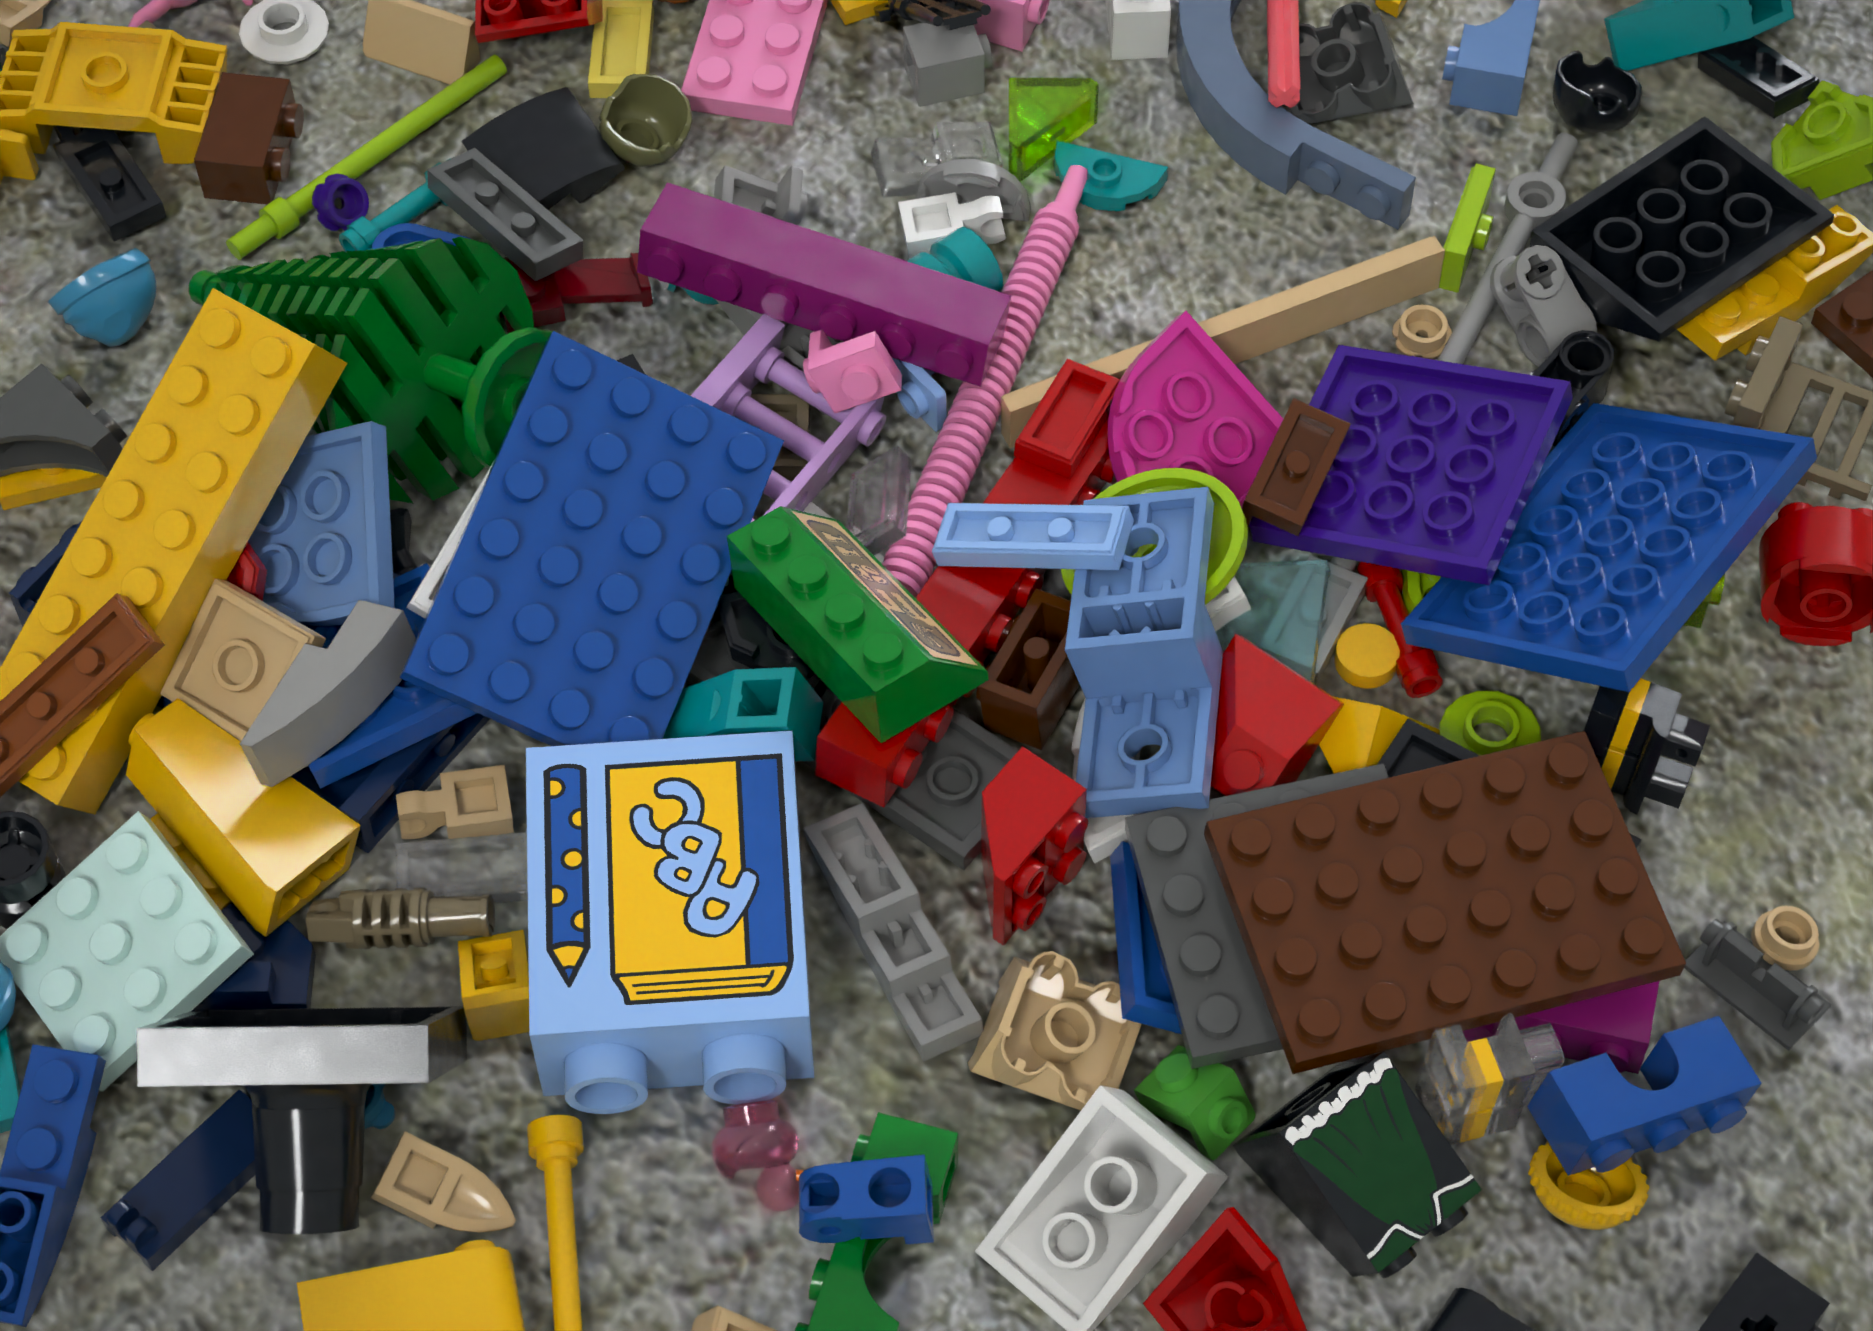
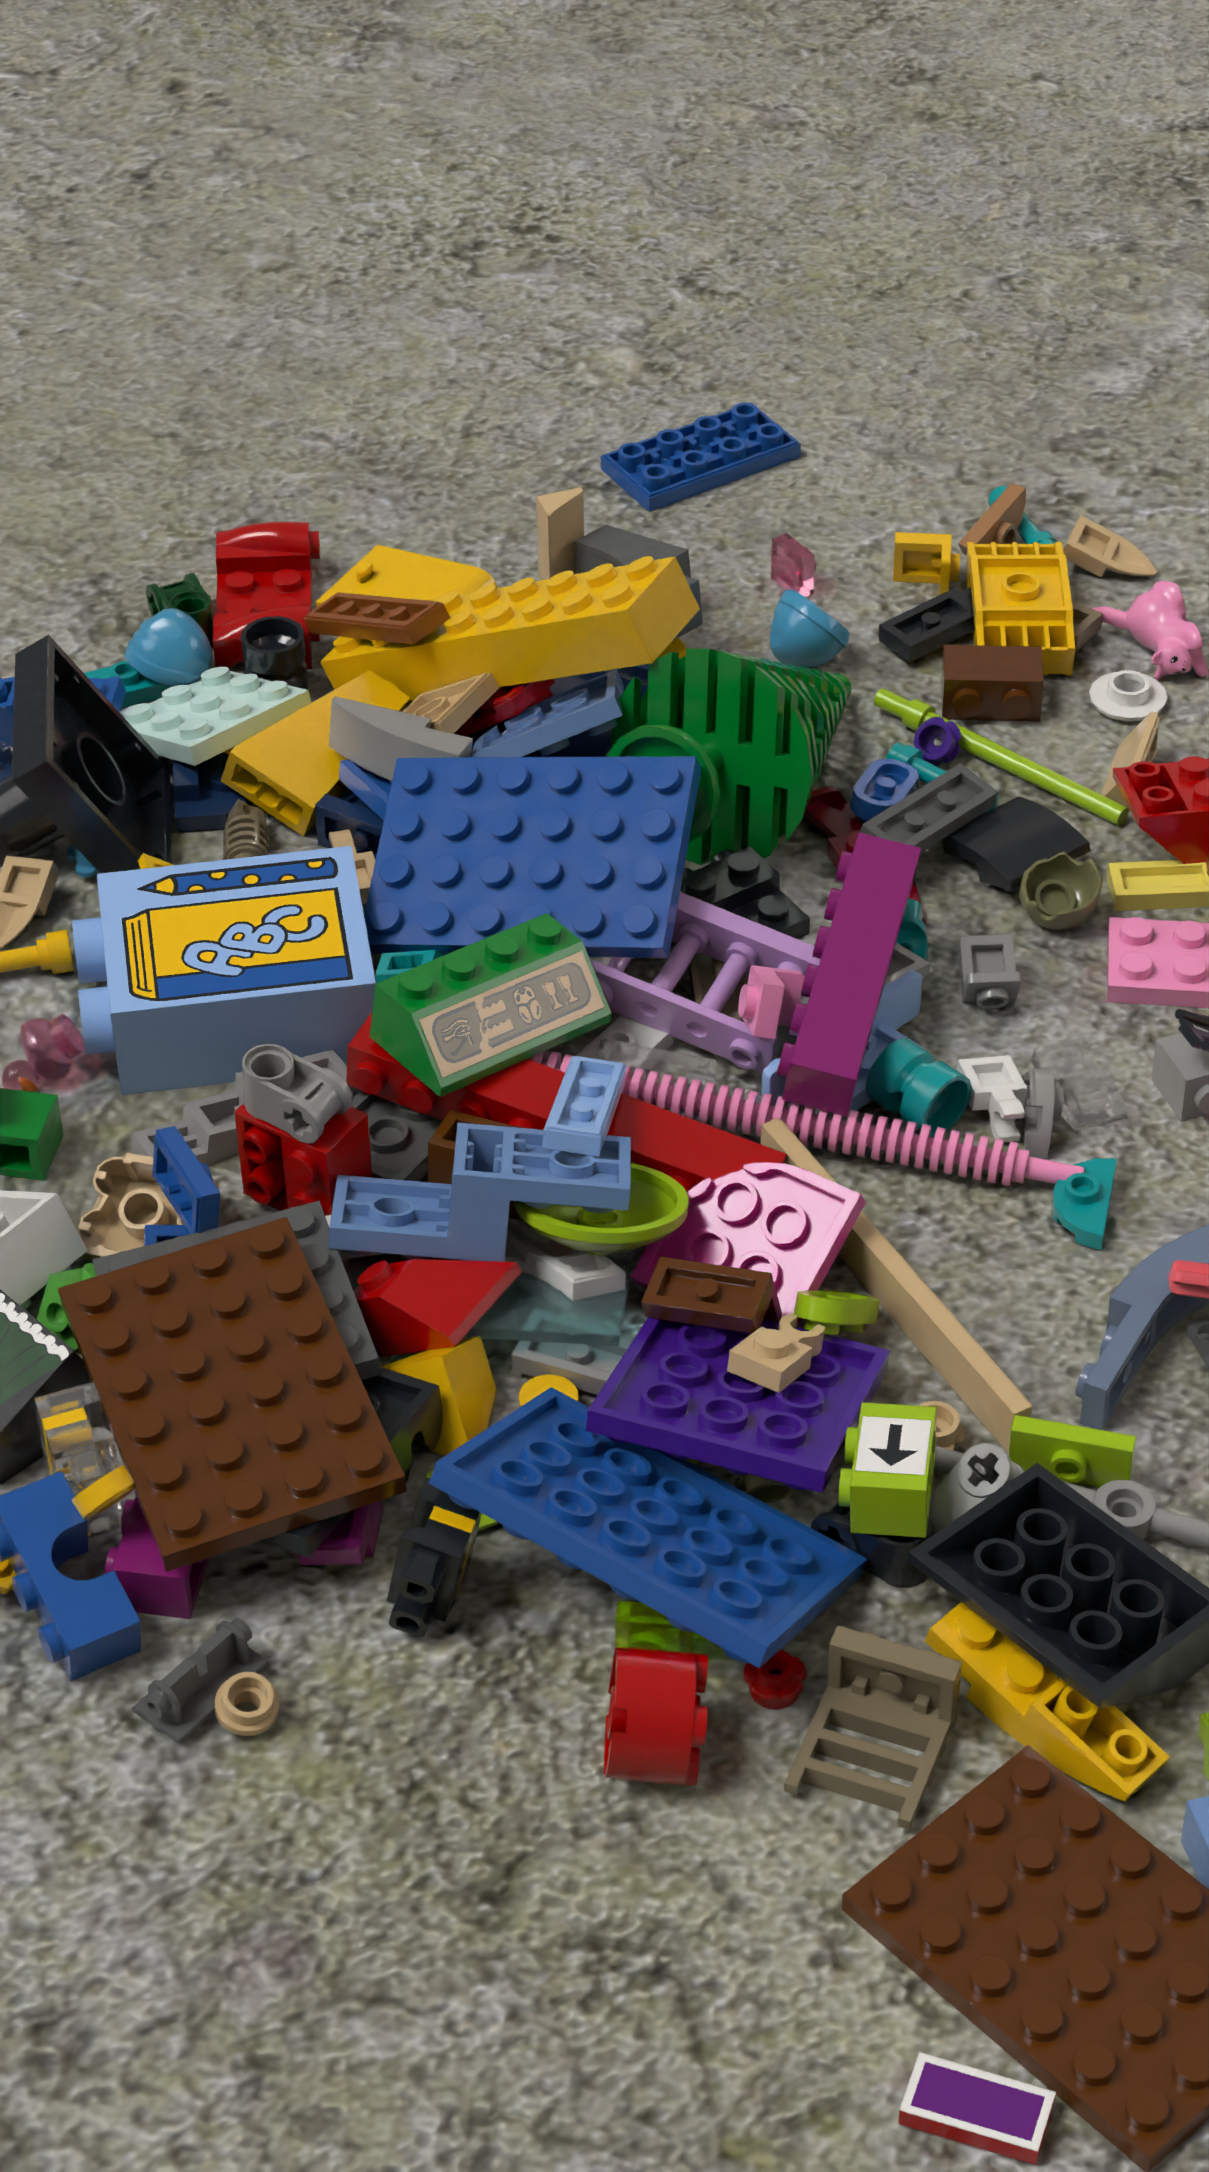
camera: 85 degrees right, 15 degrees down
(1023, 796) = (289, 1091): none -> light grey piece
(1045, 113) = (1132, 1133): clear neon green slope -> none
(1067, 419) = (731, 1142): red tile -> none
(1094, 947) = (185, 1181): none -> blue plate
(1286, 375) = (836, 1310): none -> lime plate
(1381, 423) = (776, 1356): none -> tan plate
(1545, 335) = (890, 1470): none -> lime brick
(1588, 1024) = (104, 1493): none -> yellow tile

